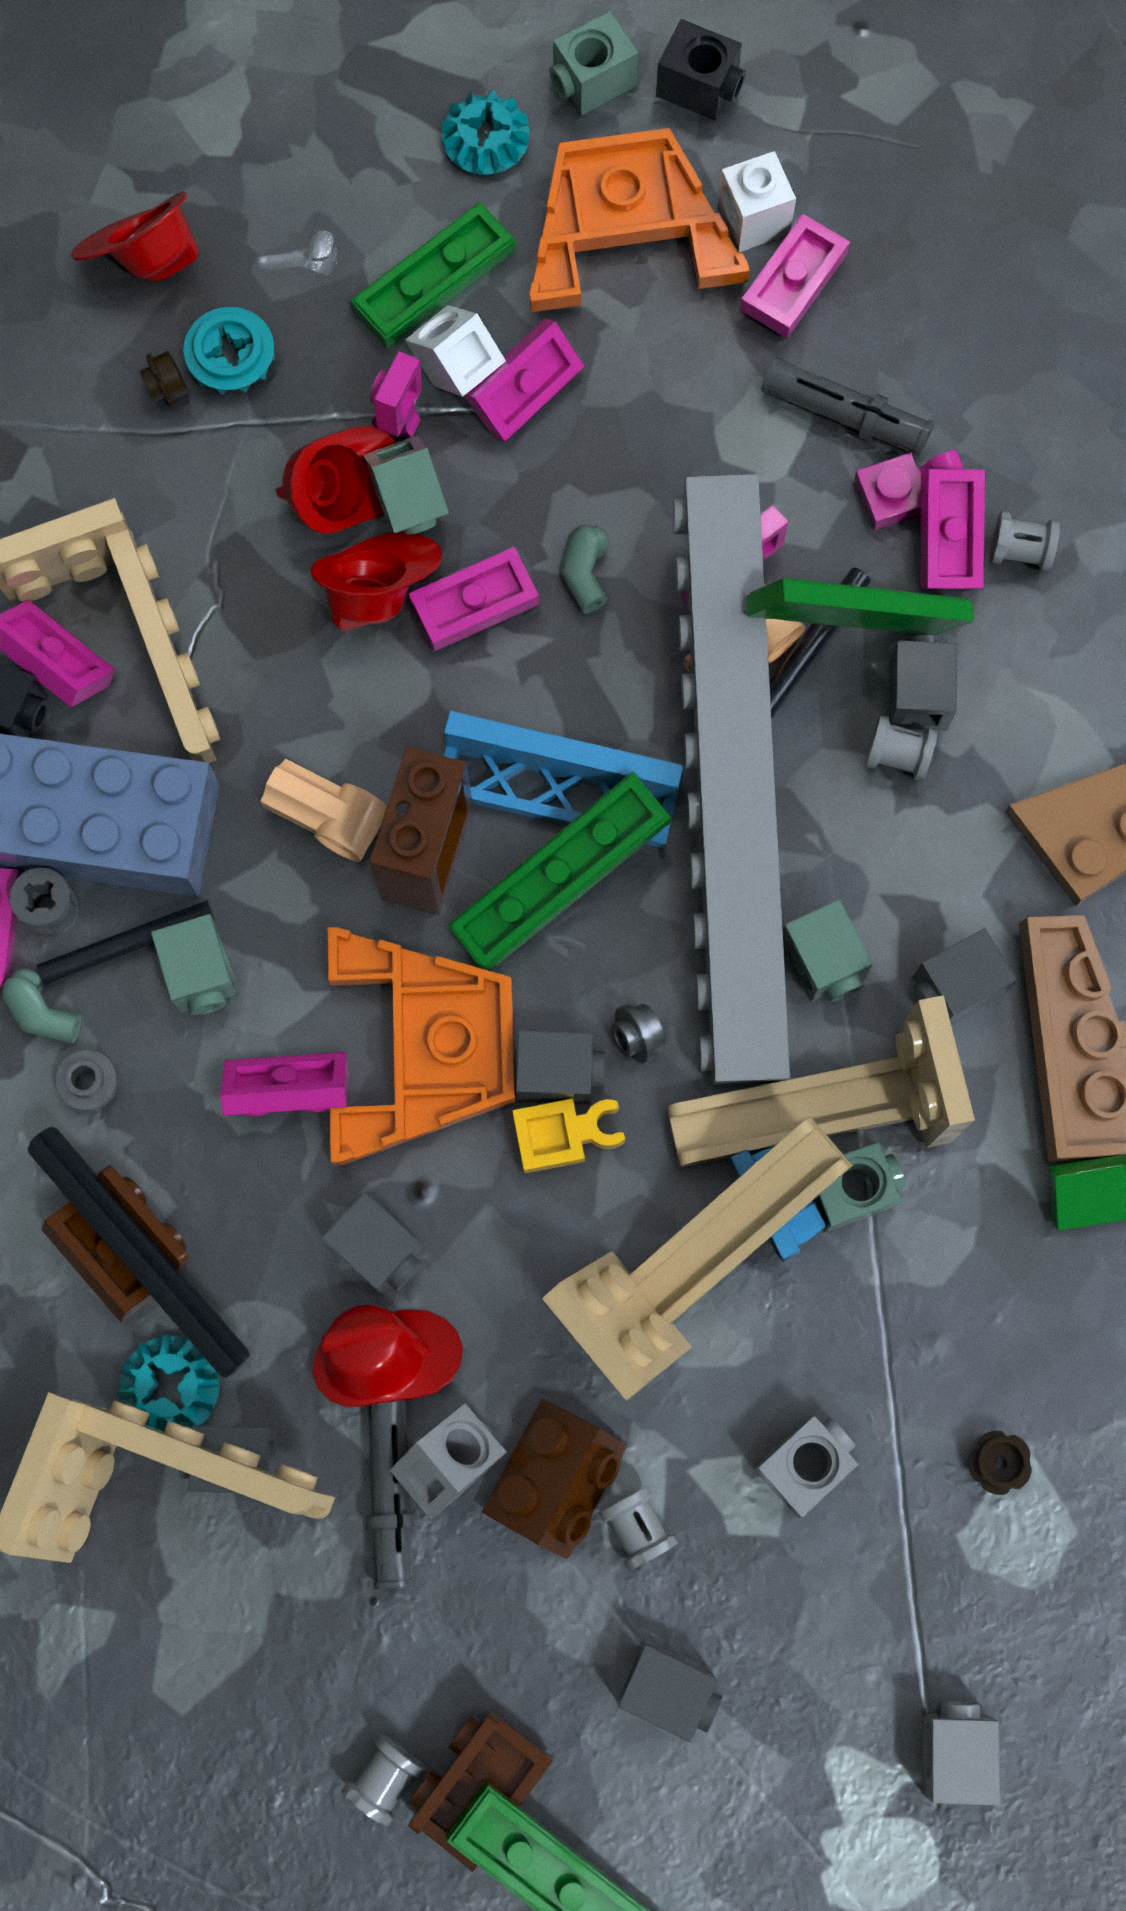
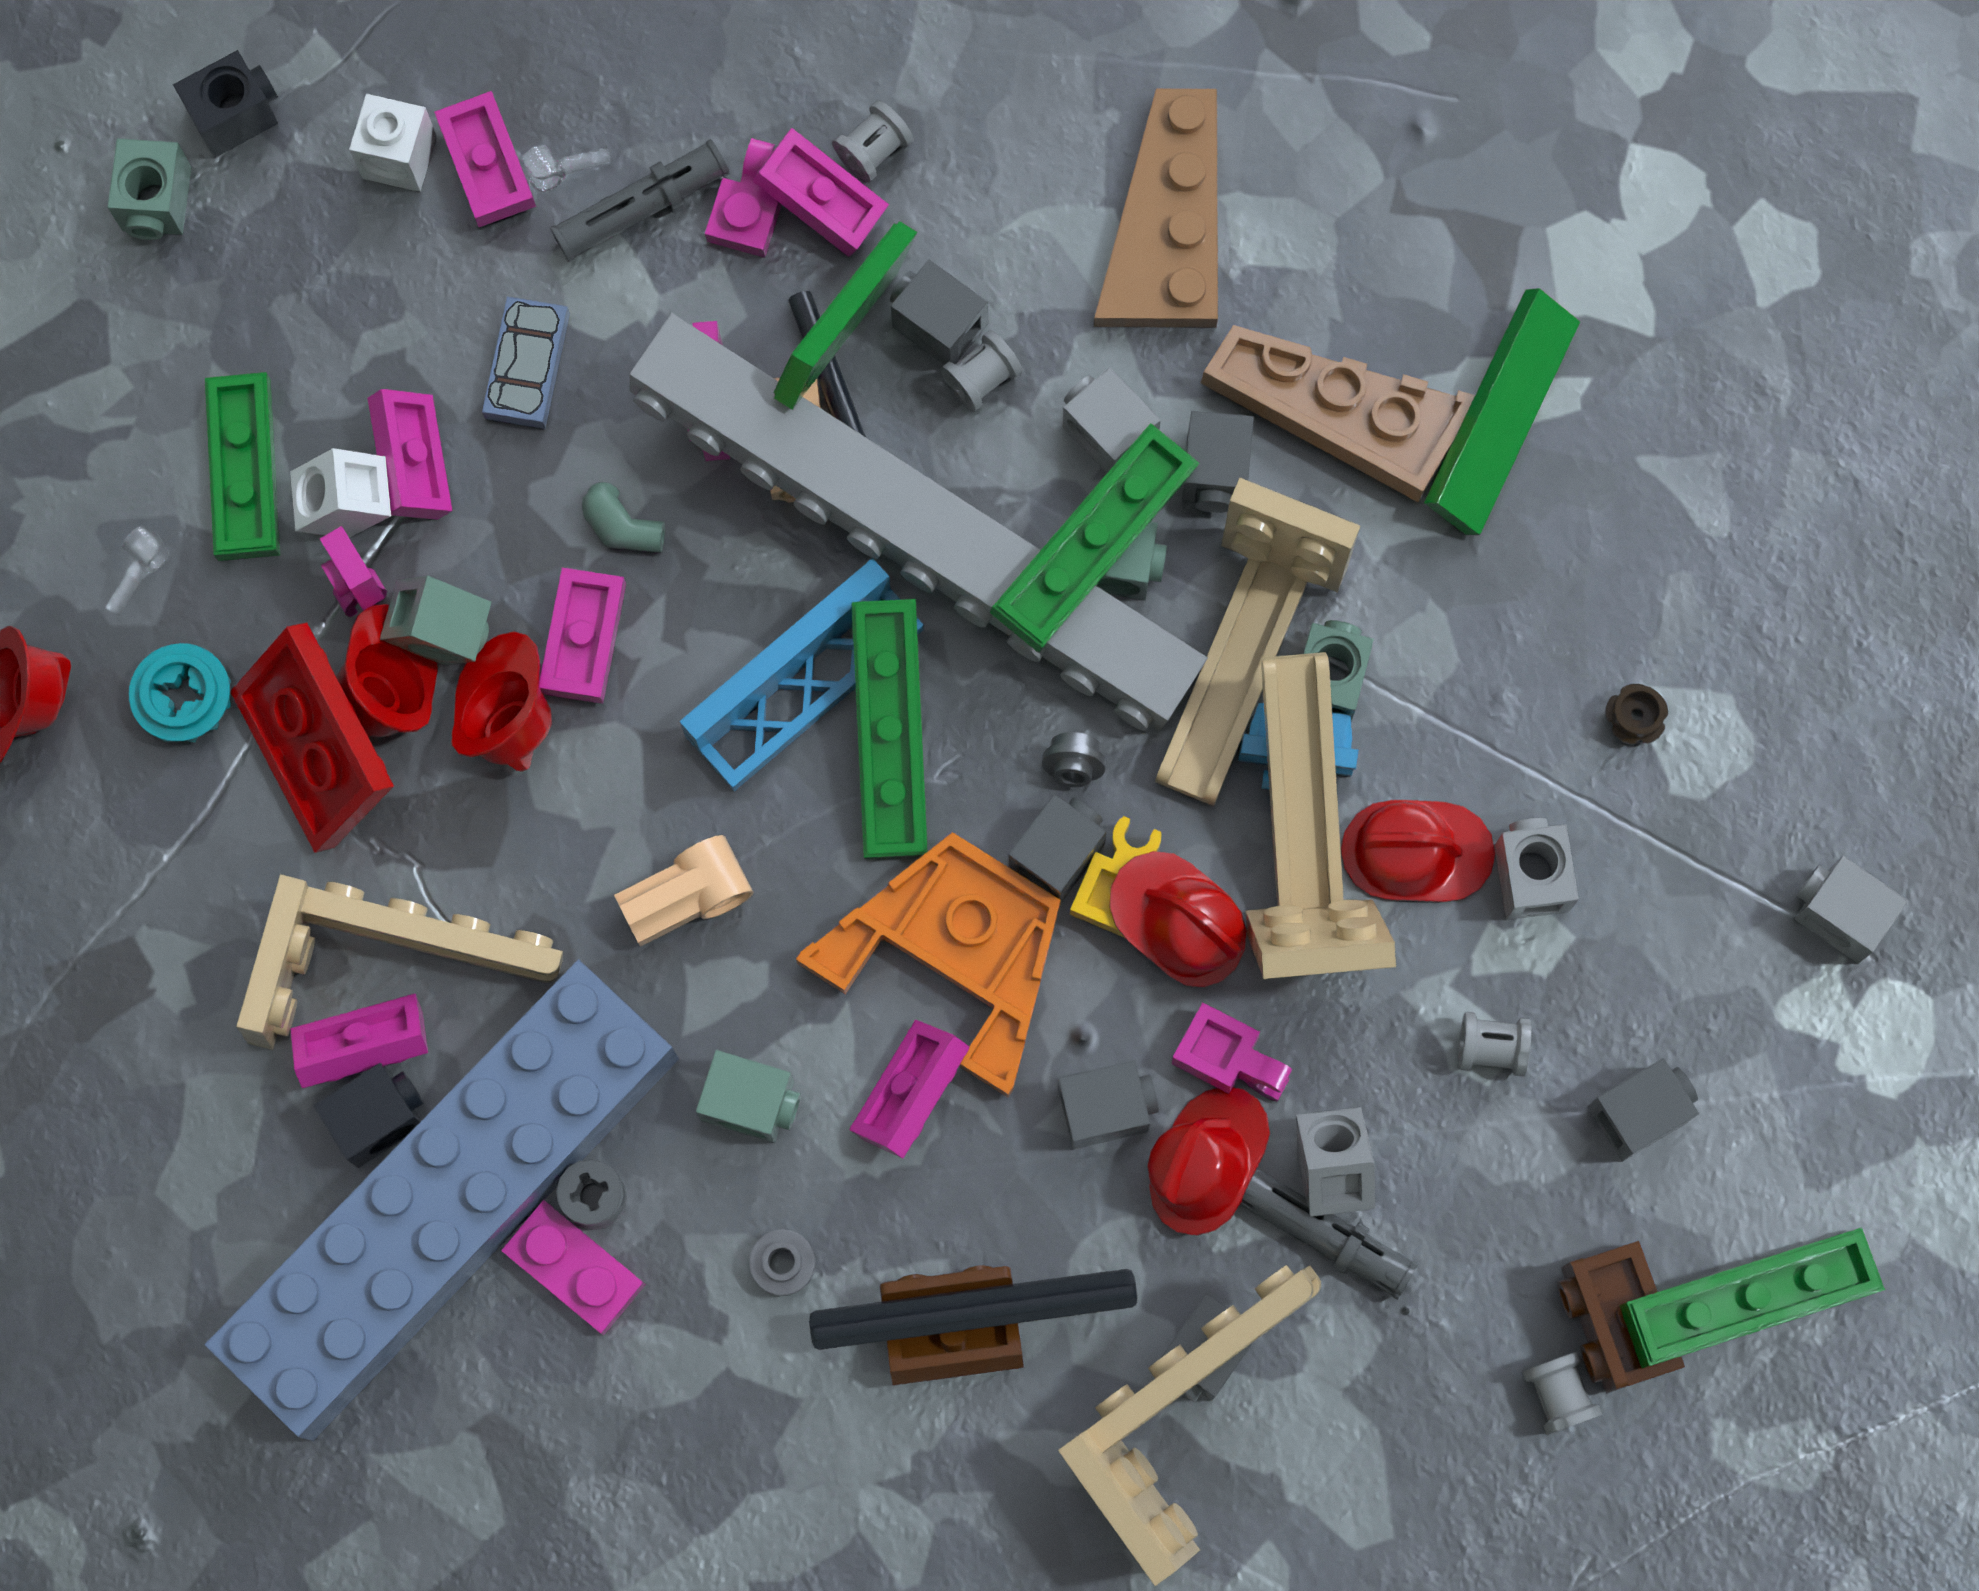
camera: 55 degrees left, 0 degrees up
(30, 1011) = (684, 1271): sand green arm -> none
(114, 947) = (677, 1151): black bar -> none
(163, 378) = (165, 769): dark brown plate -> none
(172, 1354) = (1081, 1343): teal gear -> none
(253, 458) = (311, 737): none -> red plate
(421, 848) = (776, 808): reddish brown window -> none
(481, 1309) = (1223, 1050): none -> dark pink plate
(504, 144) = (135, 354): teal gear -> none
(555, 1479) = (1406, 1085): reddish brown bracket -> none
(565, 1200) = (1178, 918): none -> red piece
(621, 195) = (296, 248): orange wing -> none
(659, 415) = (526, 362): none -> tile
(759, 1358) = (1418, 851): none -> red piece
(819, 330) = (547, 173): none -> clear hand
(820, 920) = (1094, 538): none -> green tile
(932, 873) = (1105, 417): none -> light grey brick

